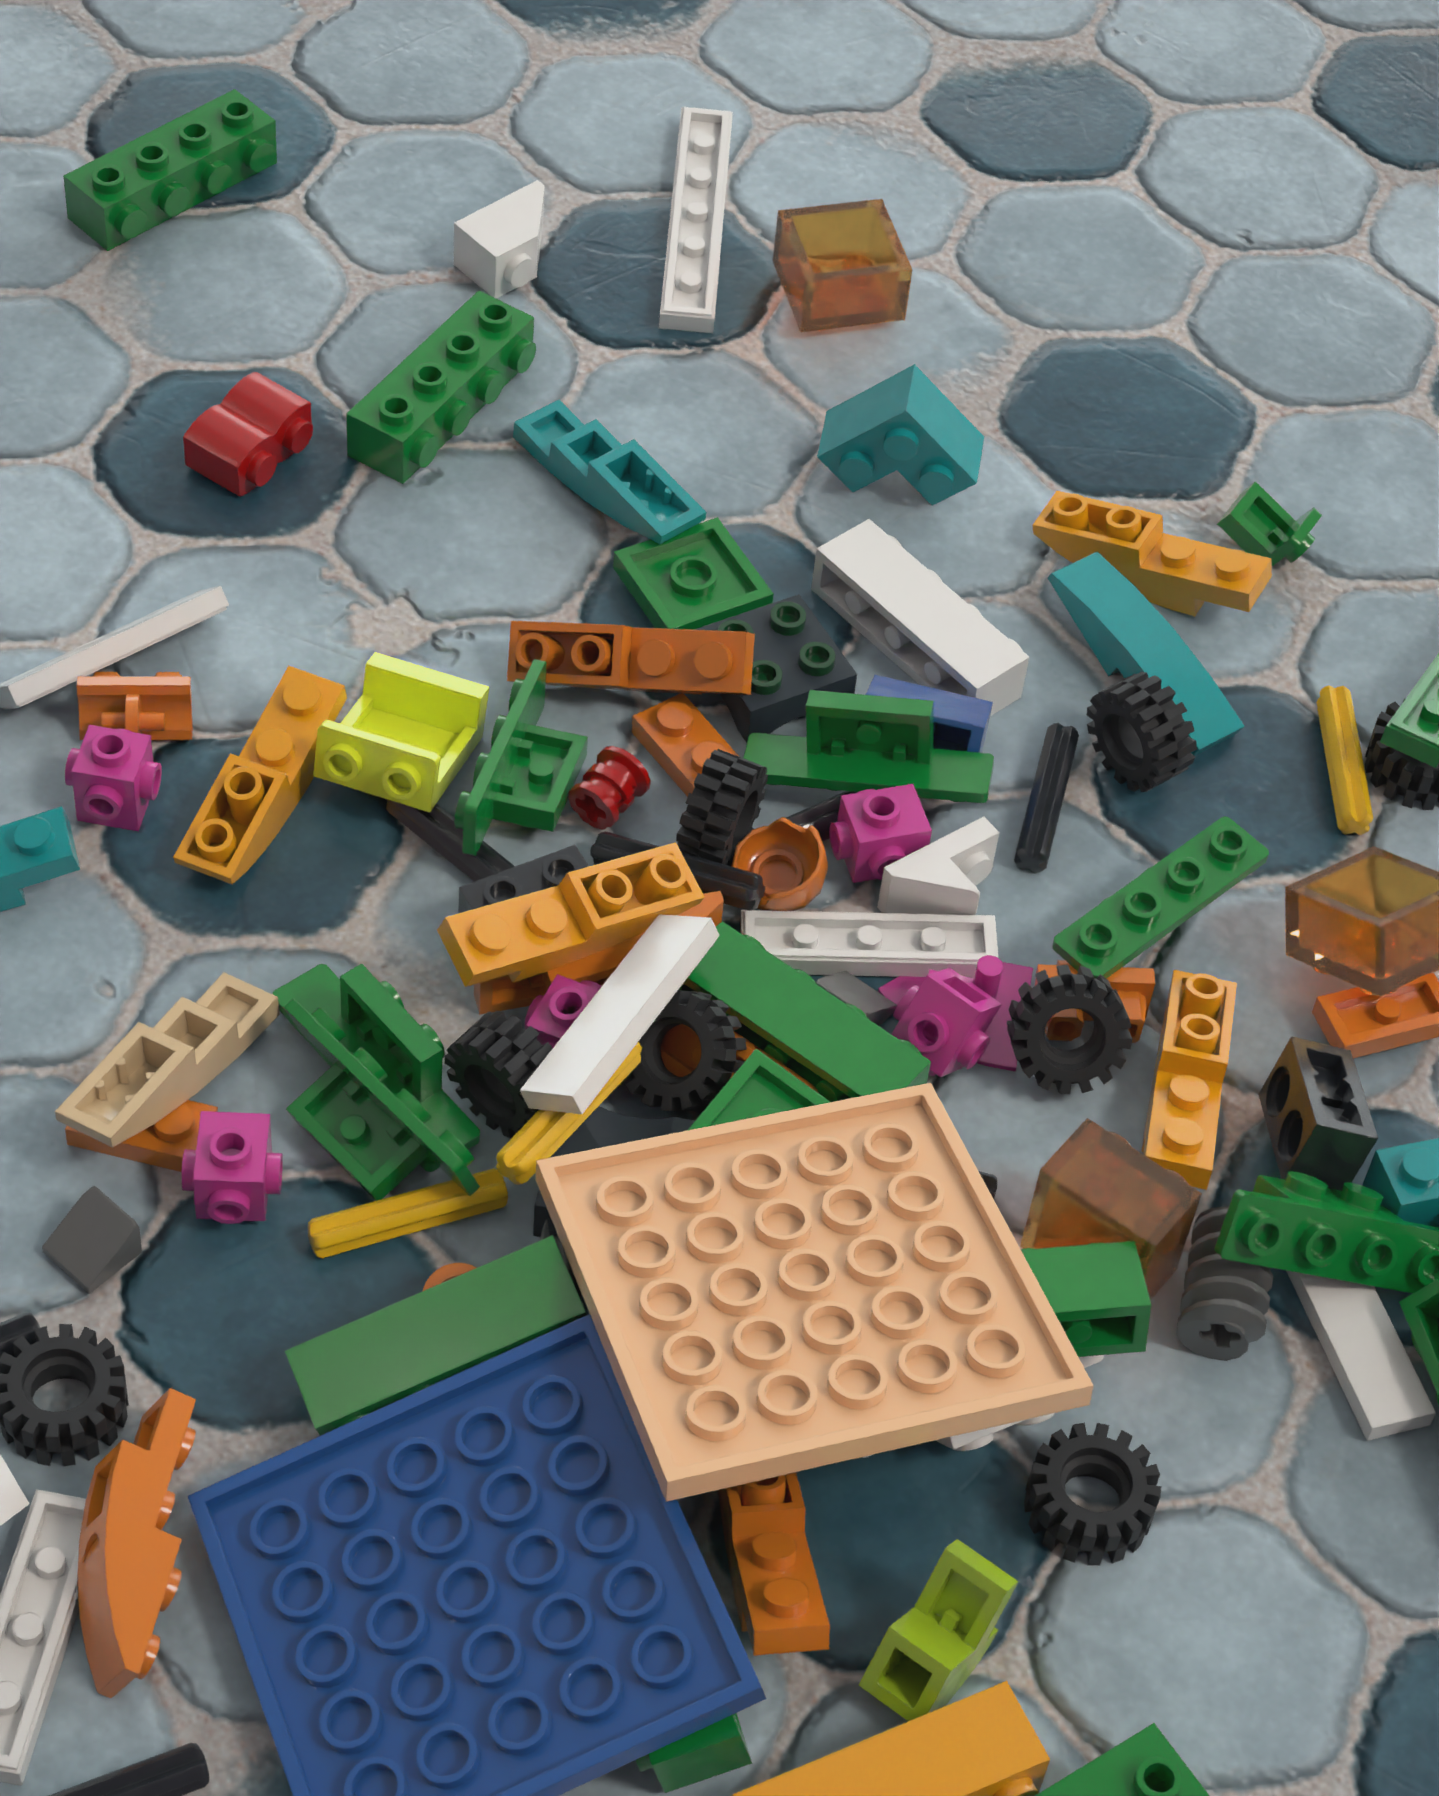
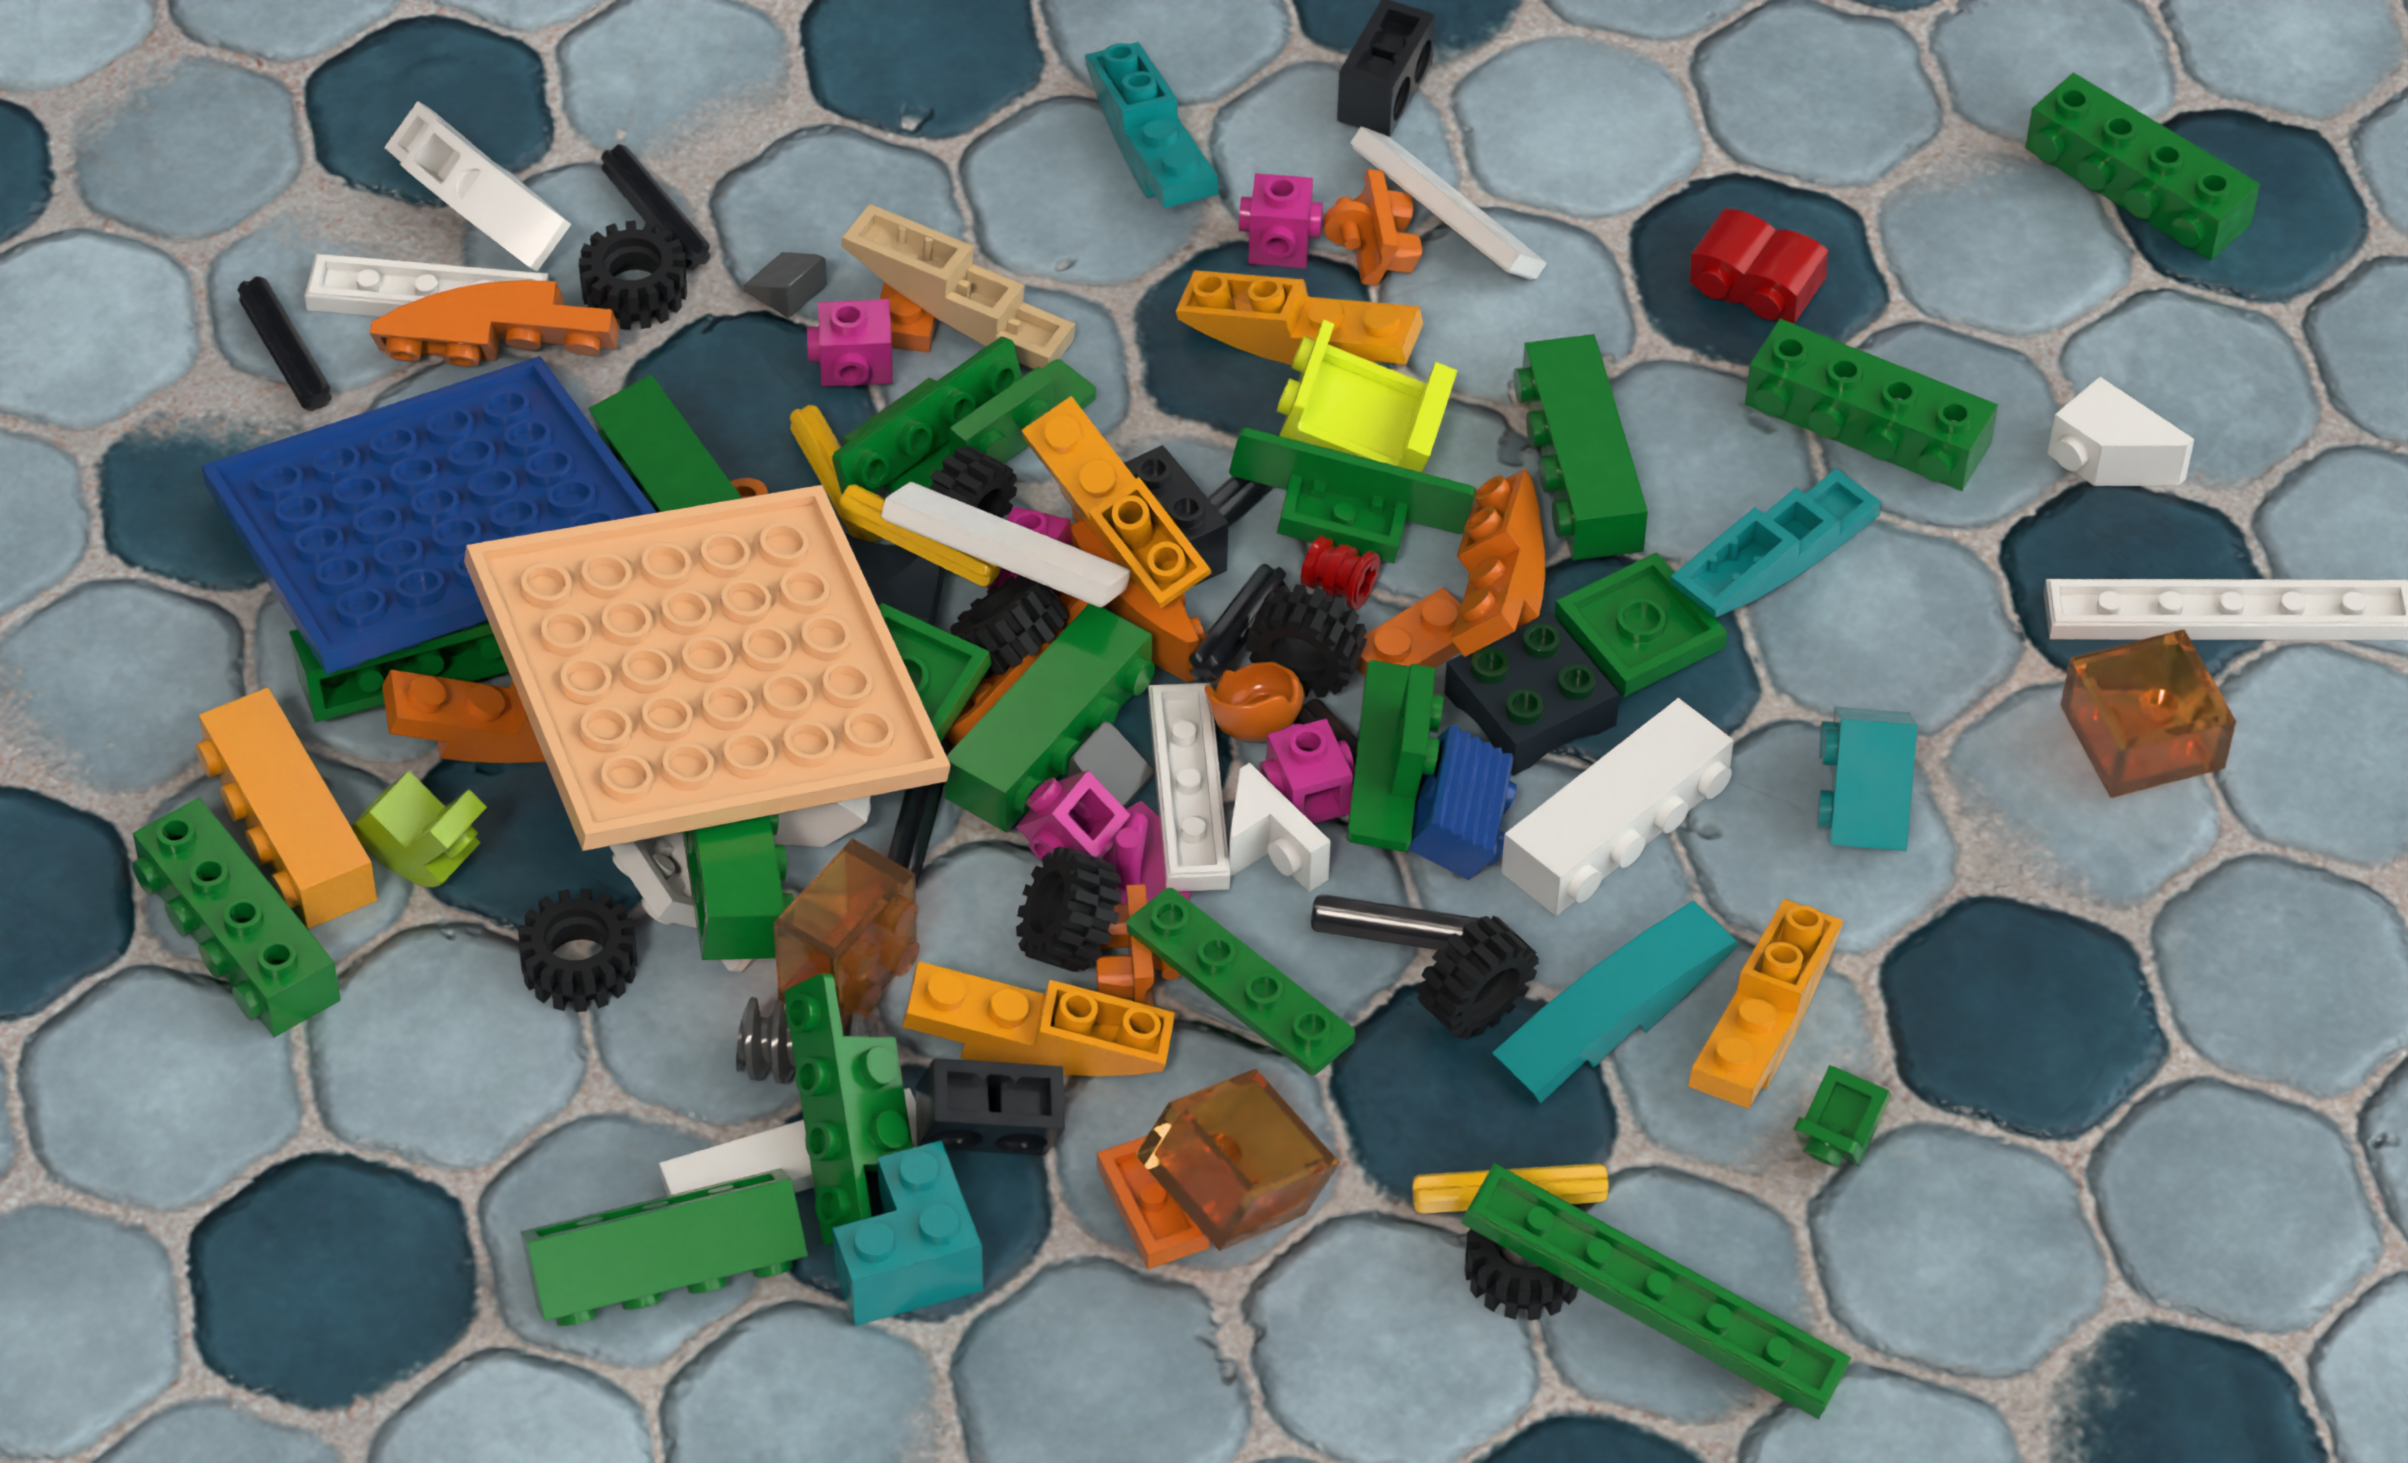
camera: 90 degrees right, 0 degrees up
(476, 580) = (1581, 447): none -> green brick

